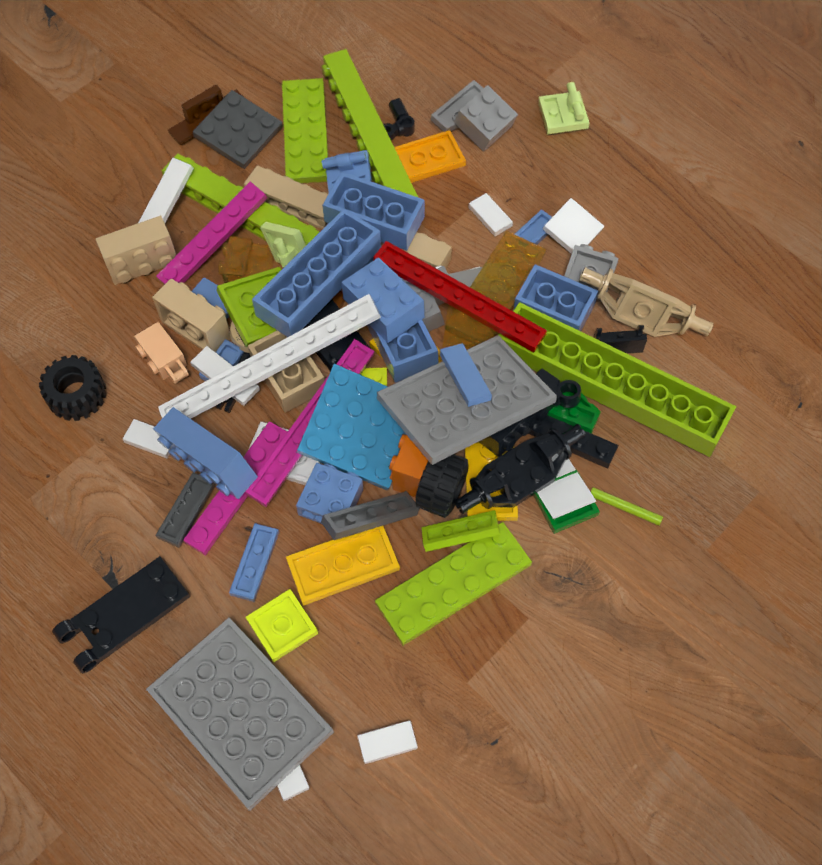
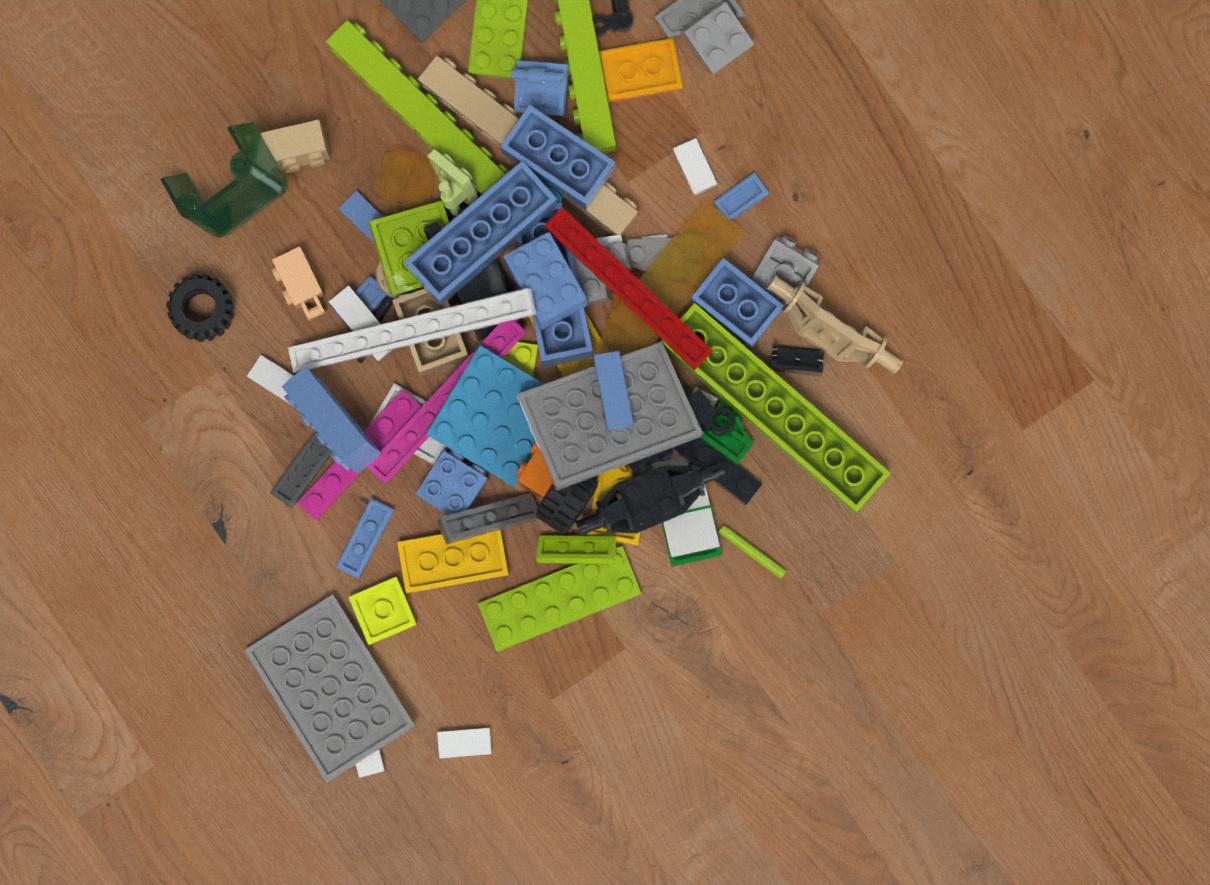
camera: 10 degrees right, 20 degrees up
(97, 285) = (255, 187): none -> clear green windscreen
(123, 613) = (231, 566): black hinge -> none
(168, 190) = (323, 81): white tile -> none
(191, 315) = (338, 247): tan brick -> none
(213, 235) = (372, 143): dark pink plate -> none
(563, 111) = (814, 38): yellowish green plate -> none
(573, 226) = (784, 205): white tile -> none

